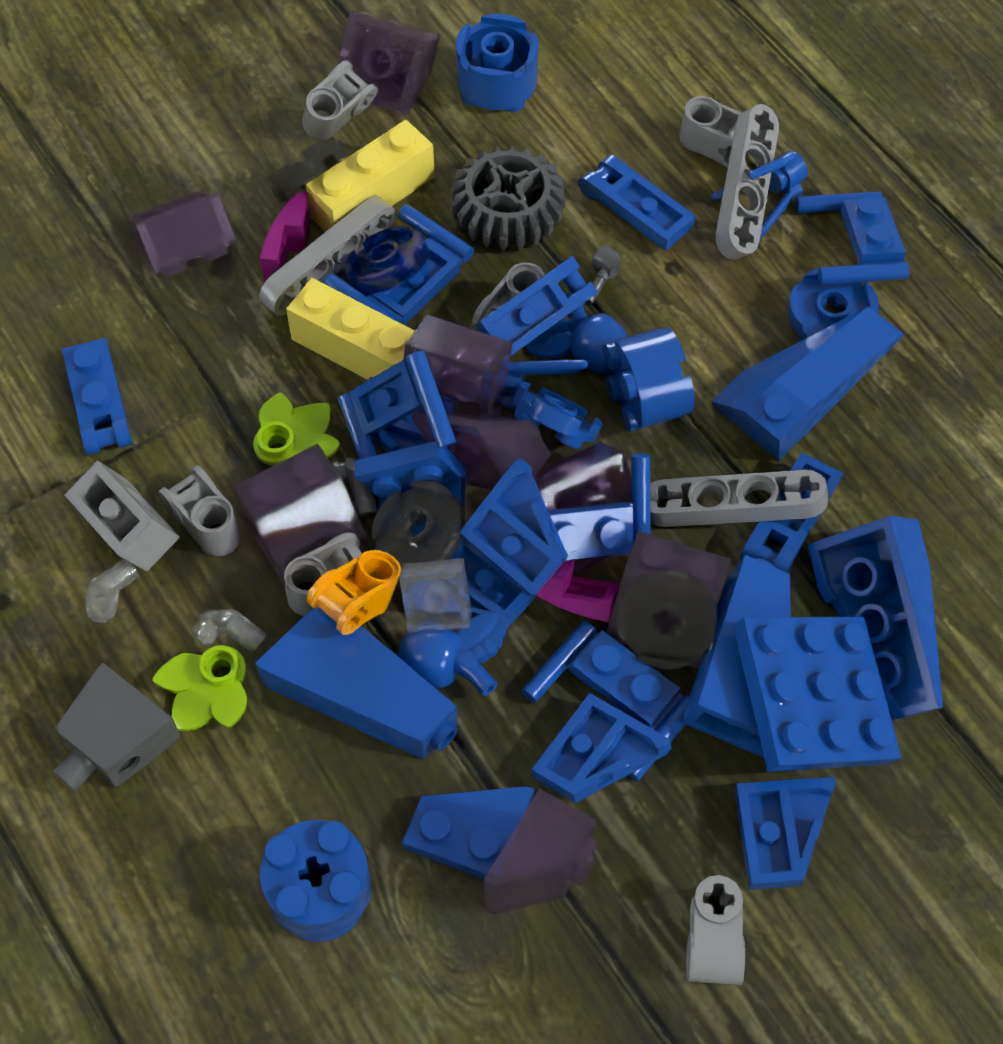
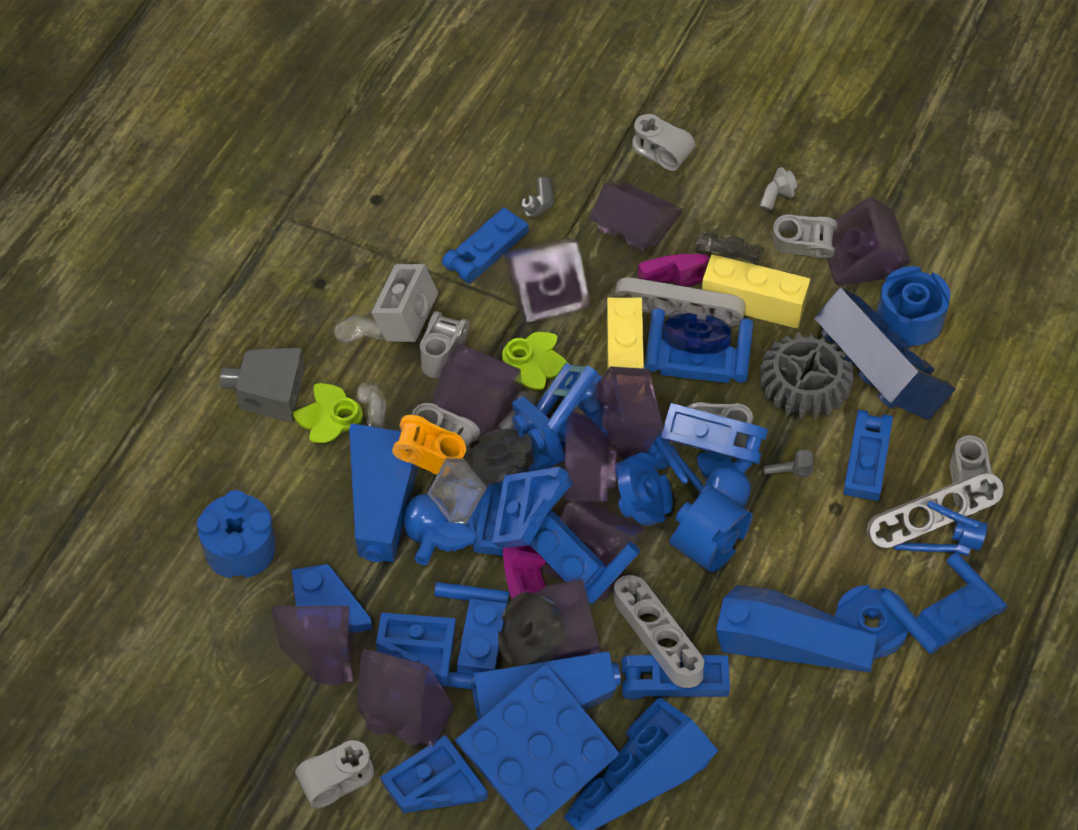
camera: 60 degrees right, 5 degrees down
(82, 306) = (543, 201): none -> dark grey arm
(108, 152) = (664, 144): none -> light grey piece
(198, 357) = (548, 279): none -> slope
(253, 82) = (783, 184): none -> light grey plate
(534, 117) = (882, 356): none -> wedge
(678, 804) = (401, 698): none -> clear purple slope

